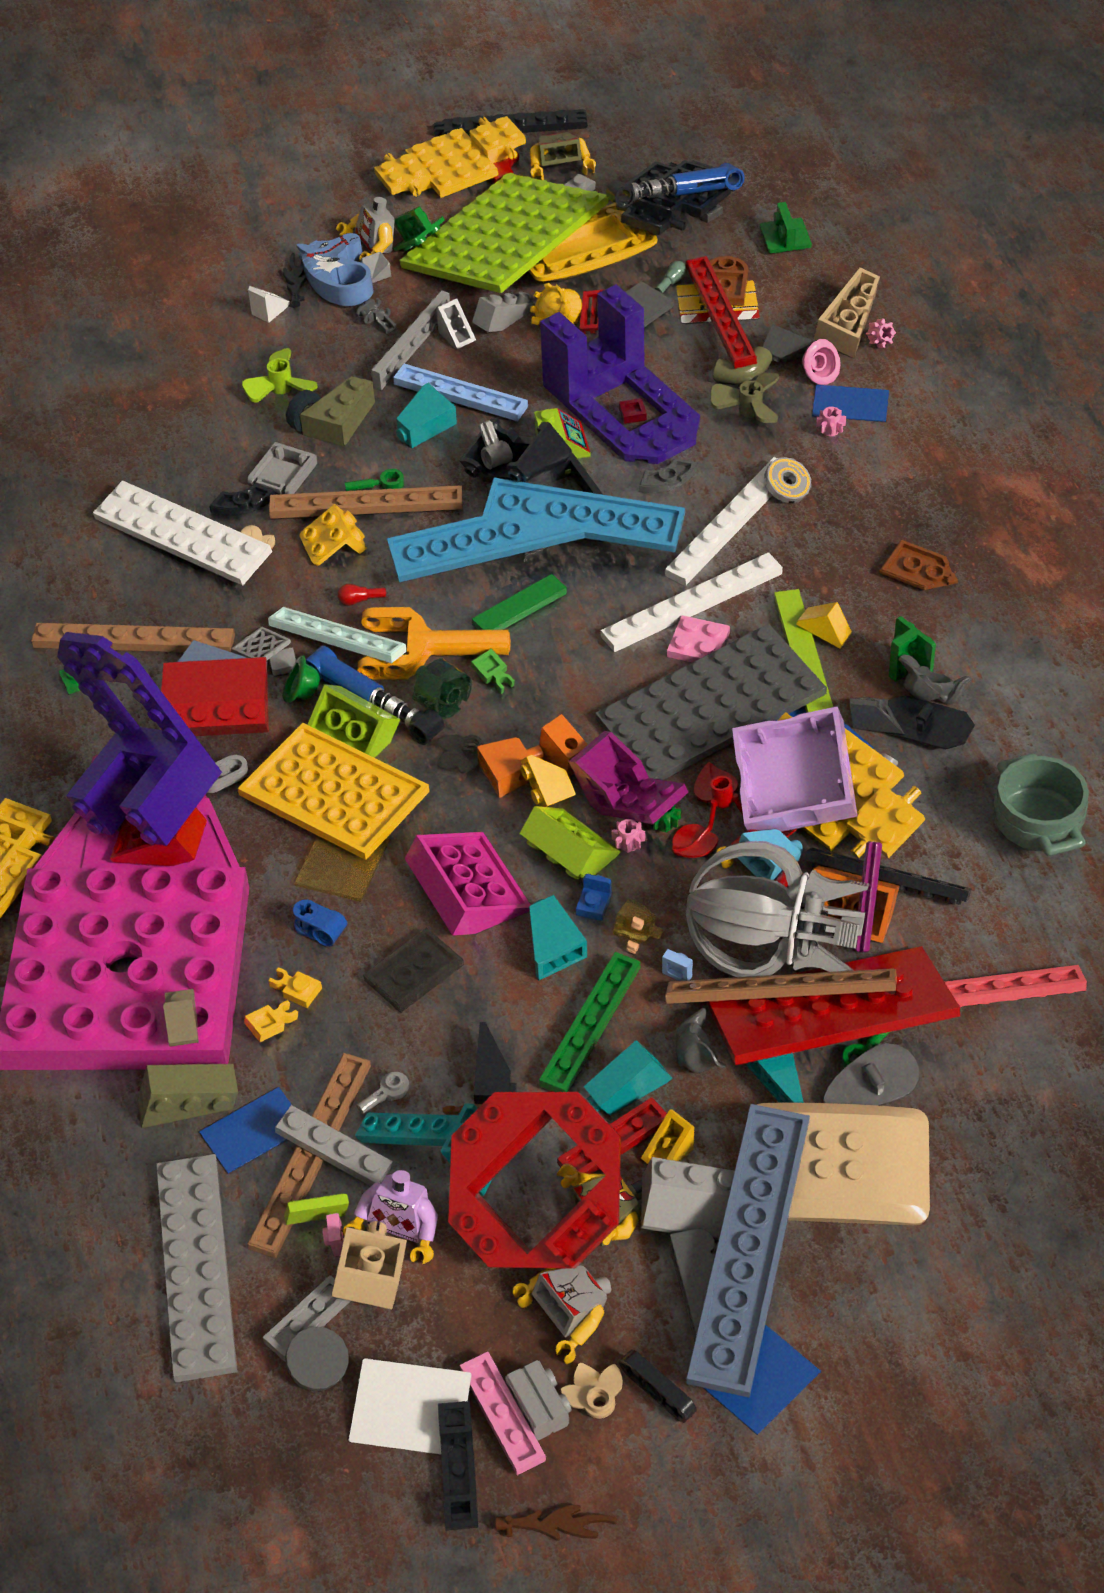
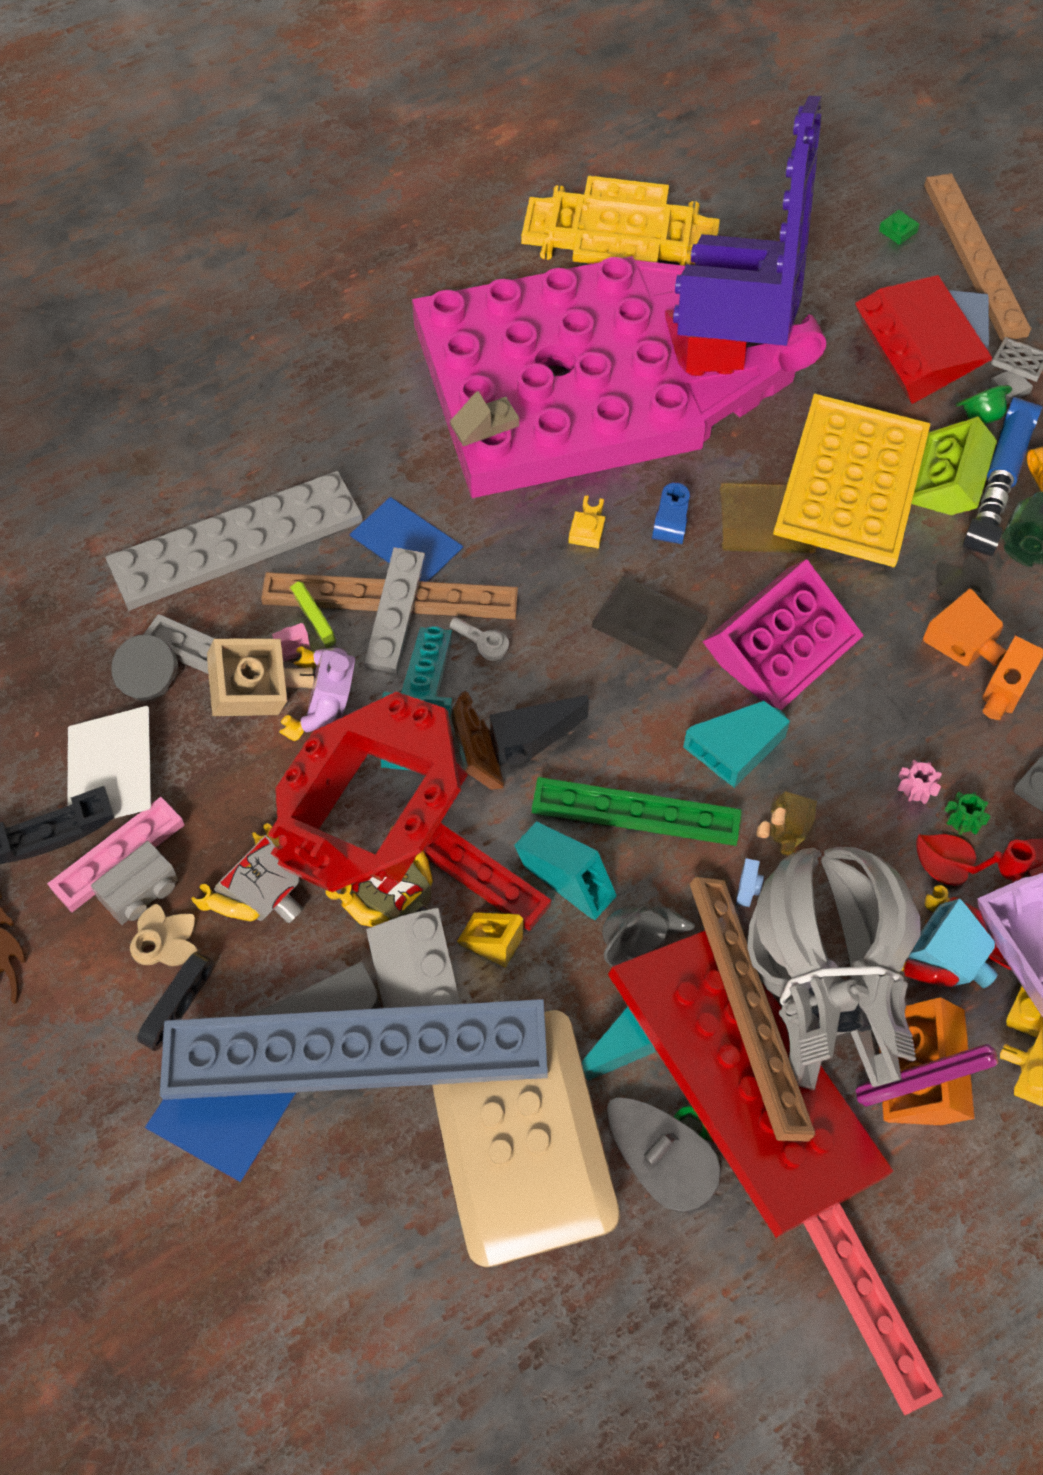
camera: 70 degrees right, 10 degrees up
(185, 1092) = (420, 464): olive wedge -> none
(233, 770) = (832, 379): light grey plate -> none
(269, 1022) = (533, 509): yellow plate -> none
(547, 780) = (954, 673): yellow slope -> none
(567, 841) = (883, 721): lime slope -> none
(594, 897) = (815, 771): blue bracket -> none
(619, 783) = (986, 748): magenta bracket -> none
(925, 885) = (991, 1111): black plate -> none

